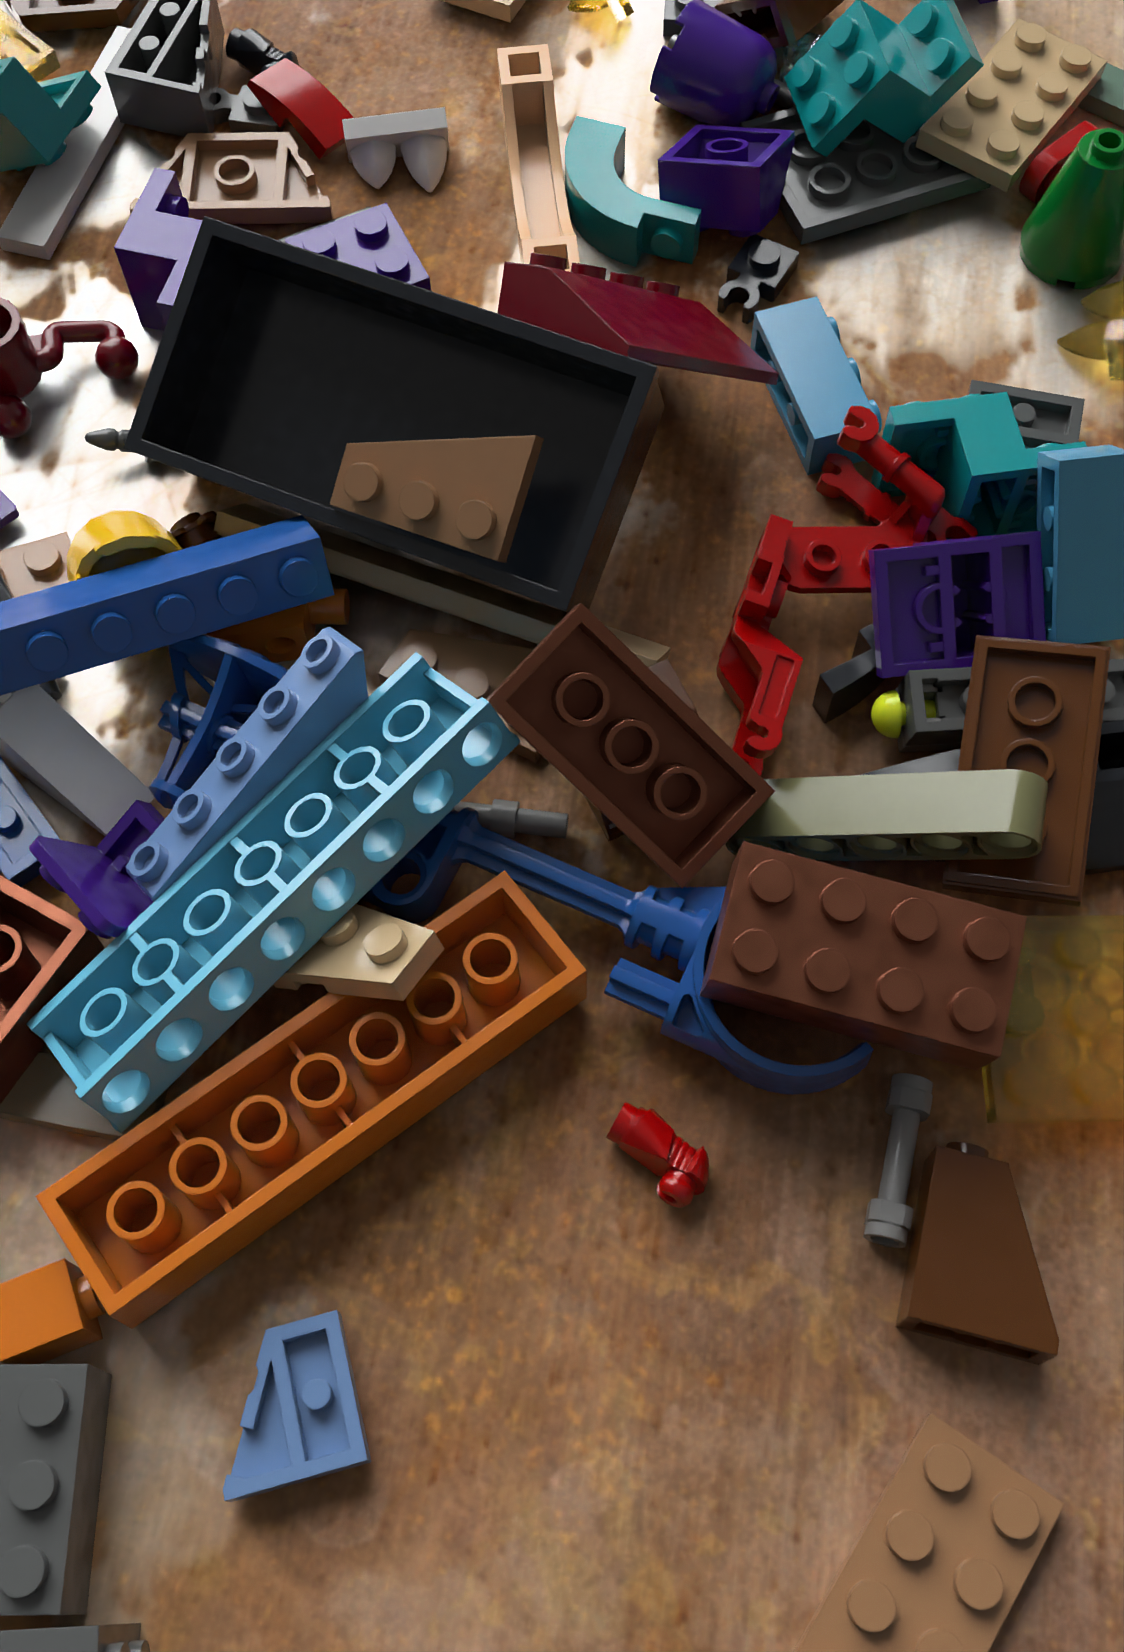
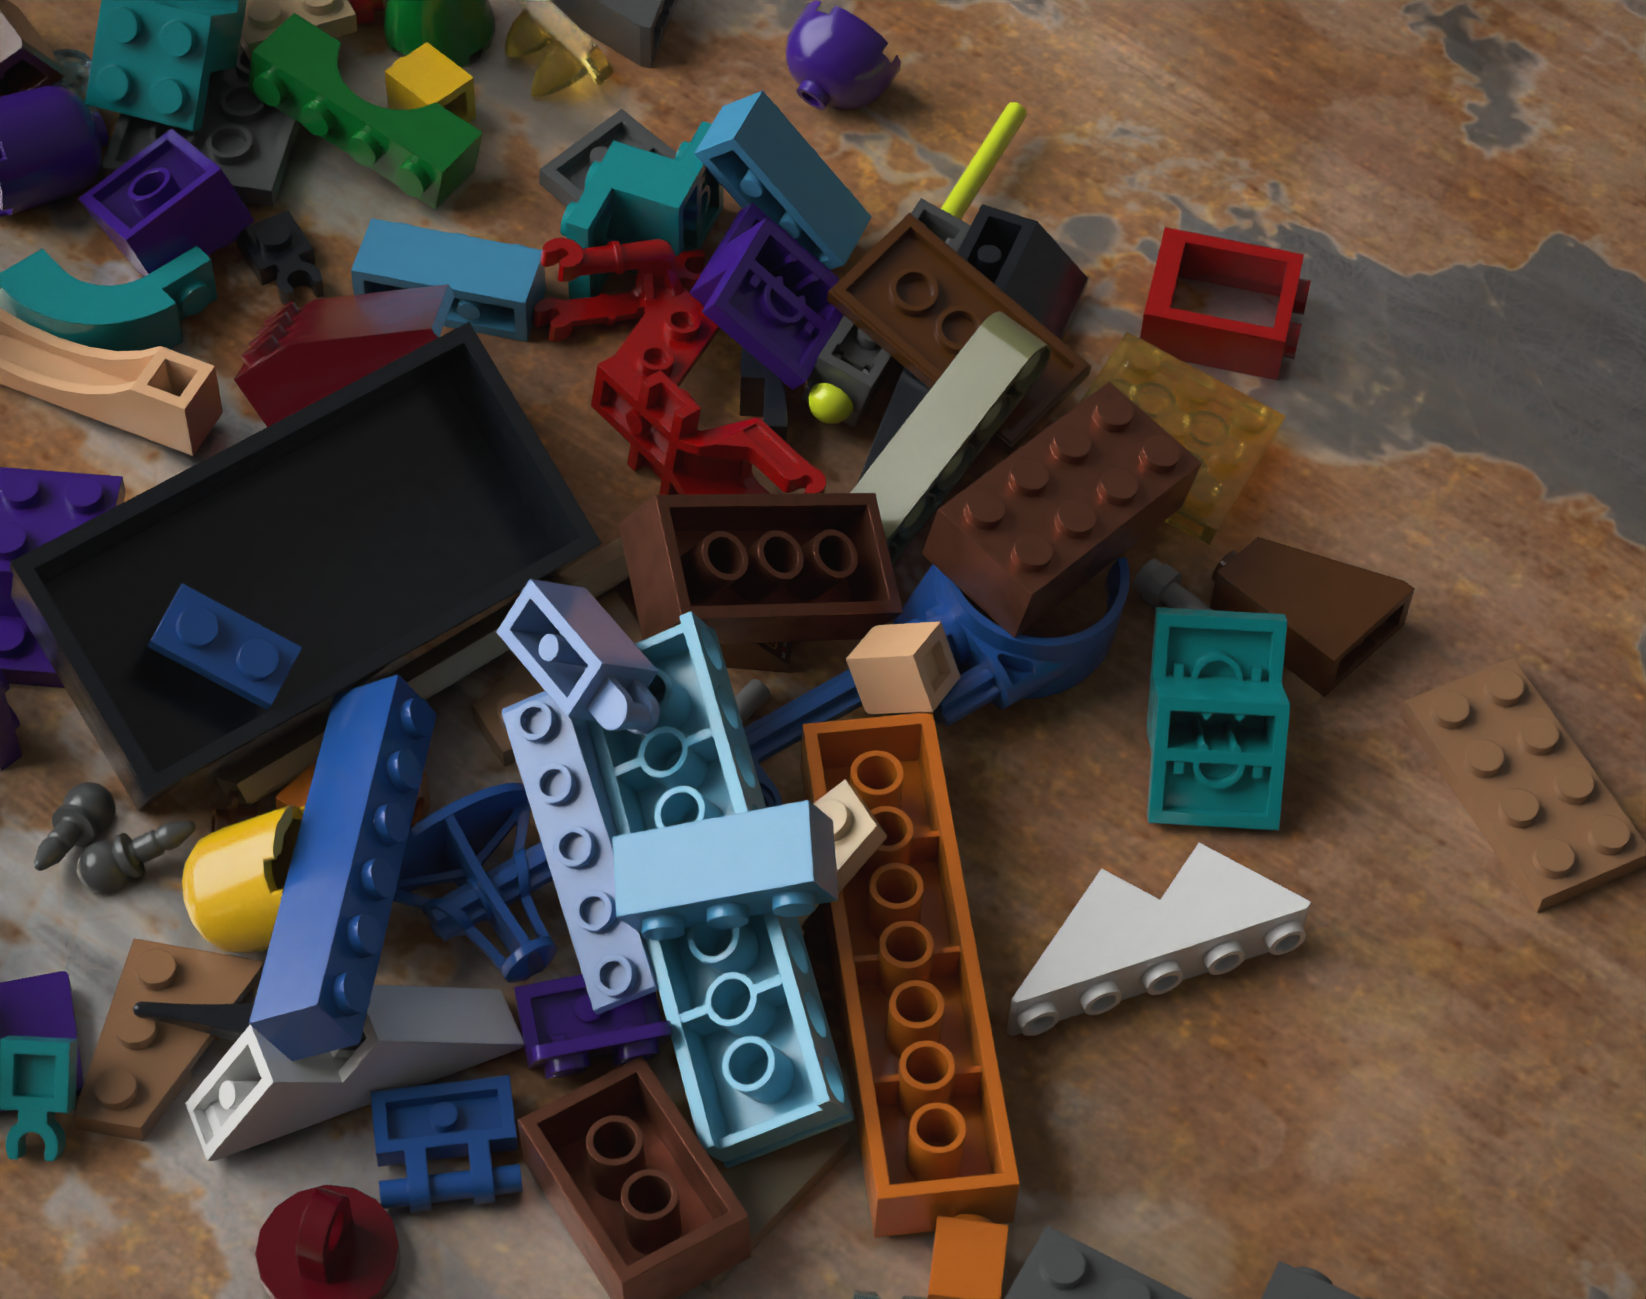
camera: 65 degrees left, 10 degrees down
(136, 486) = (107, 865): none -> dark grey bar
(238, 884) = (725, 870): none -> brick
(265, 408) = (224, 646): none -> blue plate
(302, 1410) = (1158, 1117): medium blue wing -> none
(384, 647) = (581, 657): none -> medium blue brick
(442, 488) = (427, 557): medium nougat wing -> none
(470, 1275) = (1134, 943): none -> white slope
(616, 920) = (903, 668): none -> light nougat panel
(658, 1148) = (1098, 767): red arm -> none
(768, 1233) = (1217, 718): none -> teal bracket
(922, 291) = (417, 149): none -> green arch
(988, 271) = (429, 78): none -> yellow brick

